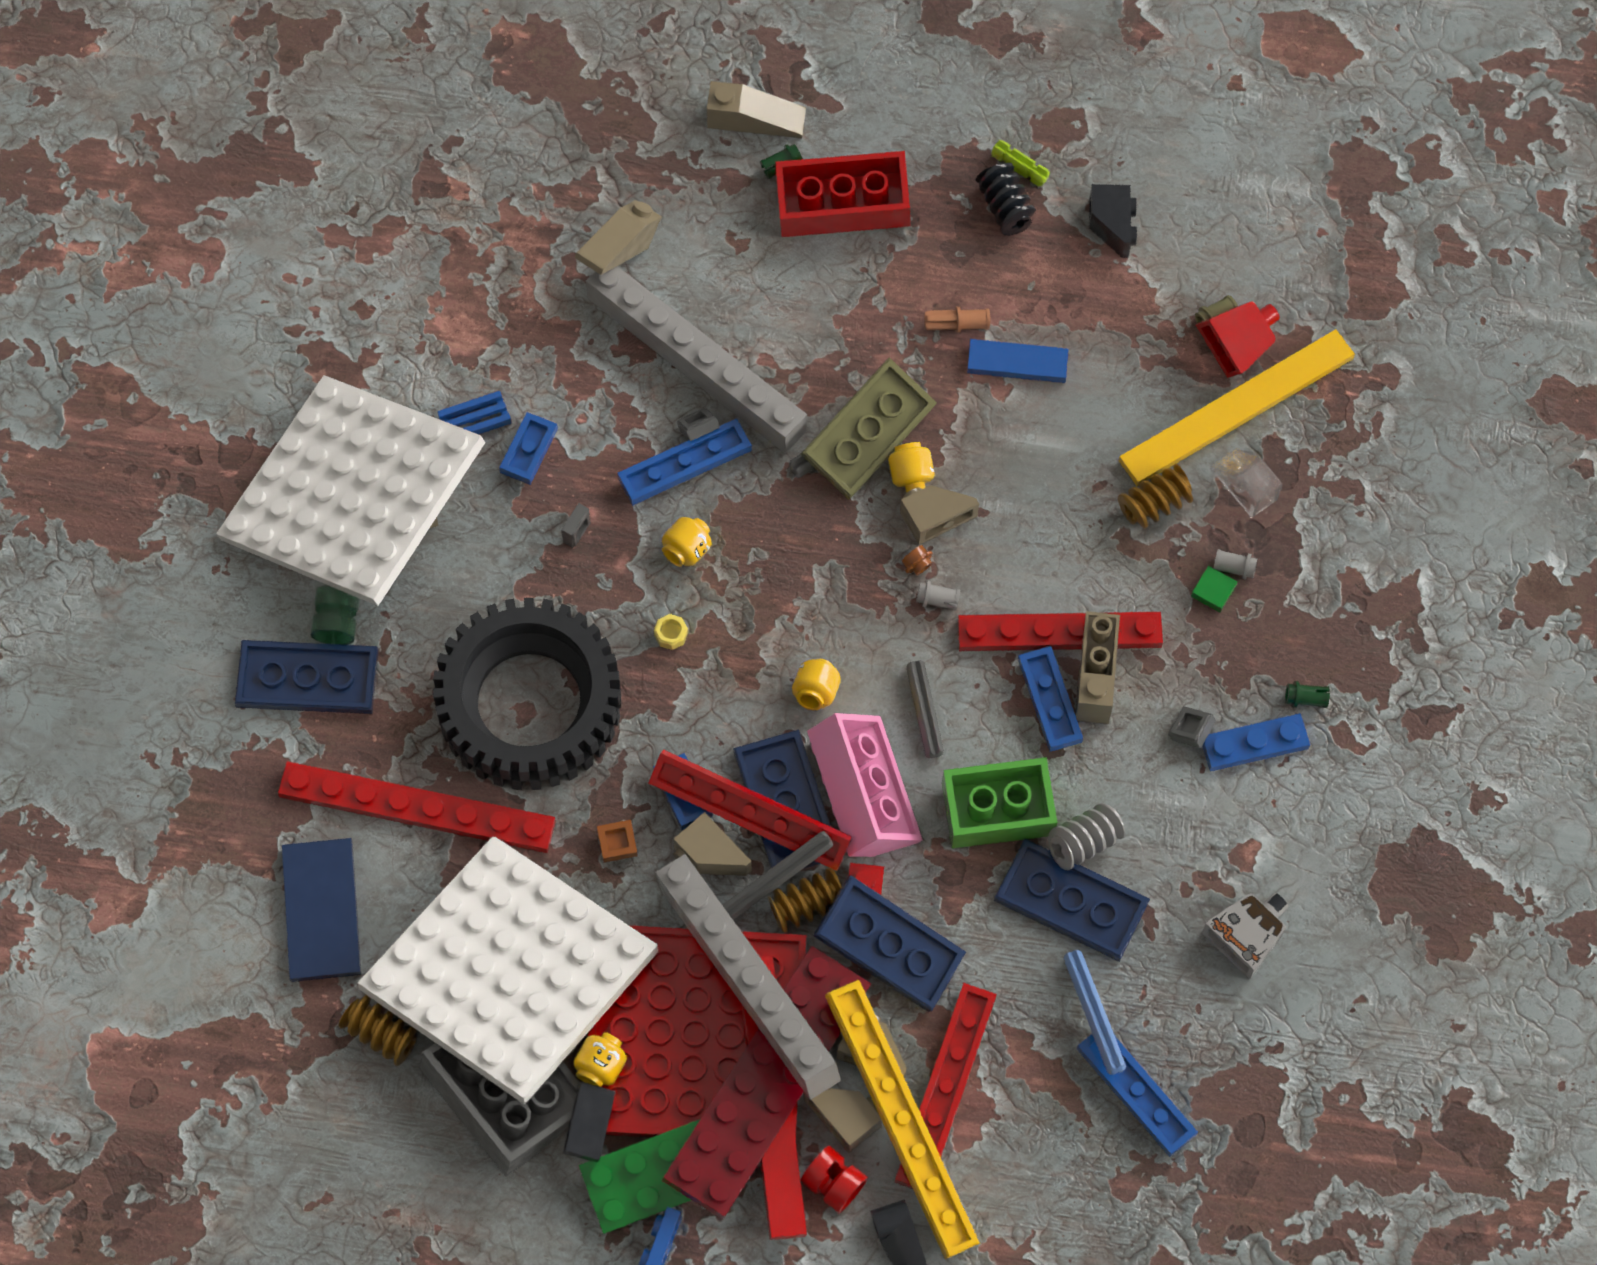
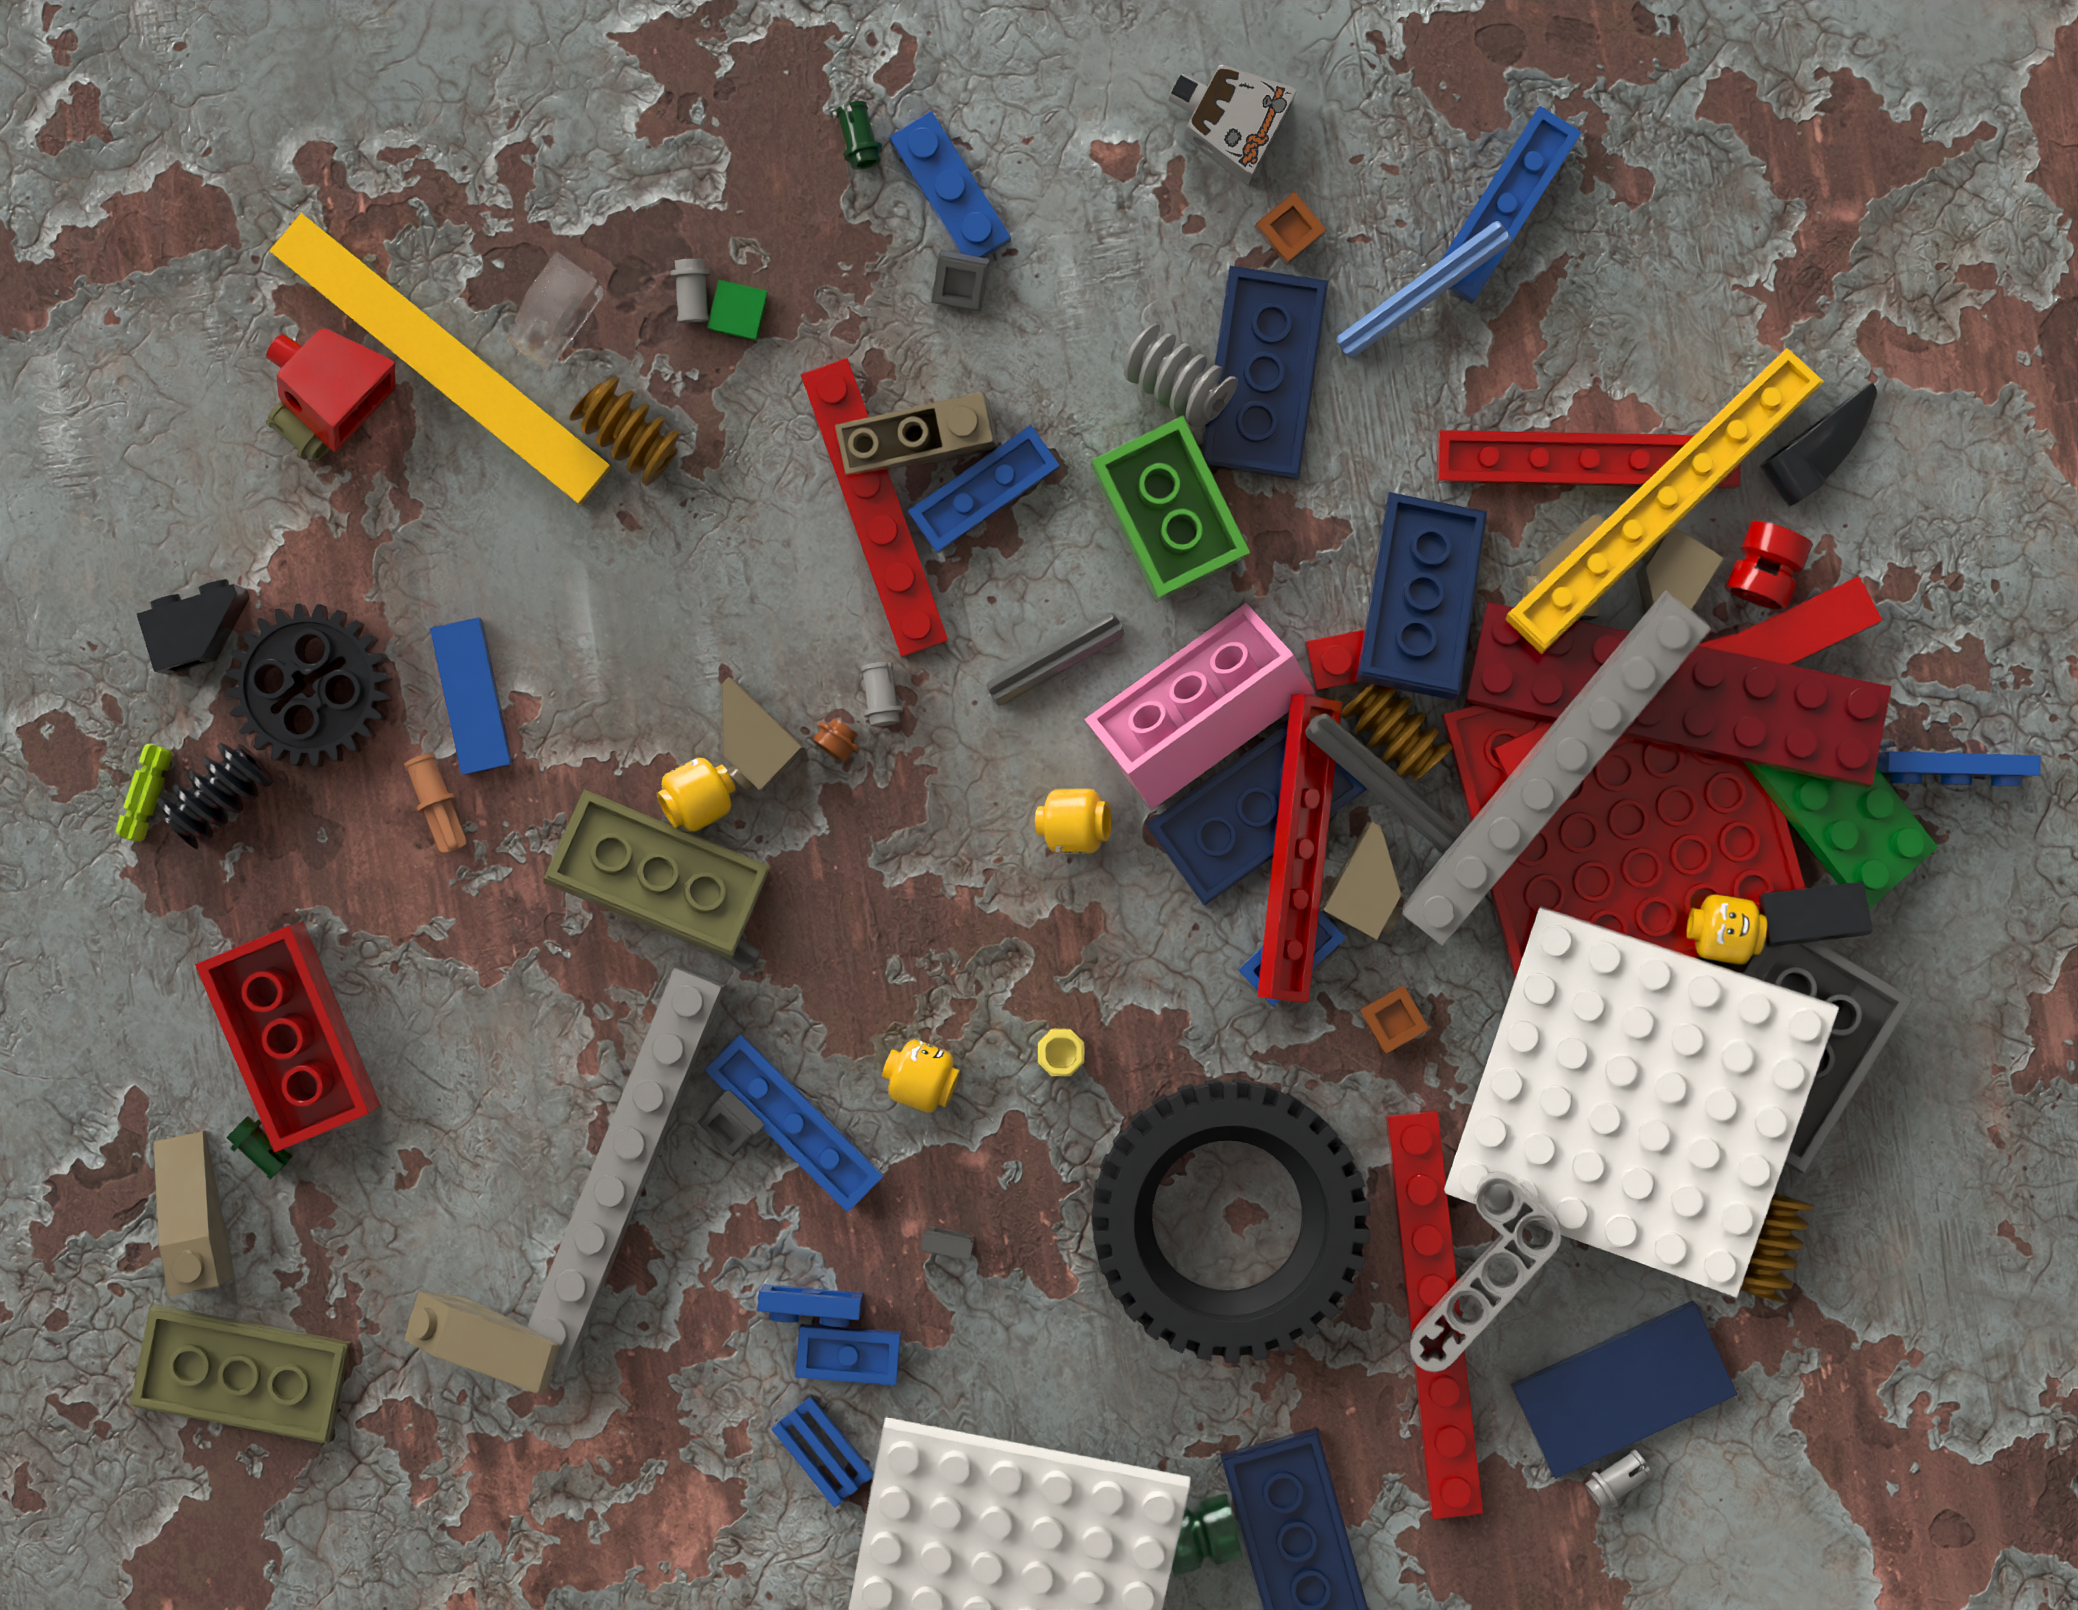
camera: 110 degrees left, 20 degrees up
(264, 883) = (1618, 1480): none -> light grey pin
(430, 827) = (1477, 1280): none -> light grey beam
(573, 423) = (789, 1302): none -> blue plate
(648, 113) = (240, 1373): none -> olive tile
(1082, 263) = (284, 647): none -> black gear
(1163, 944) = (1290, 228): none -> dark orange plate

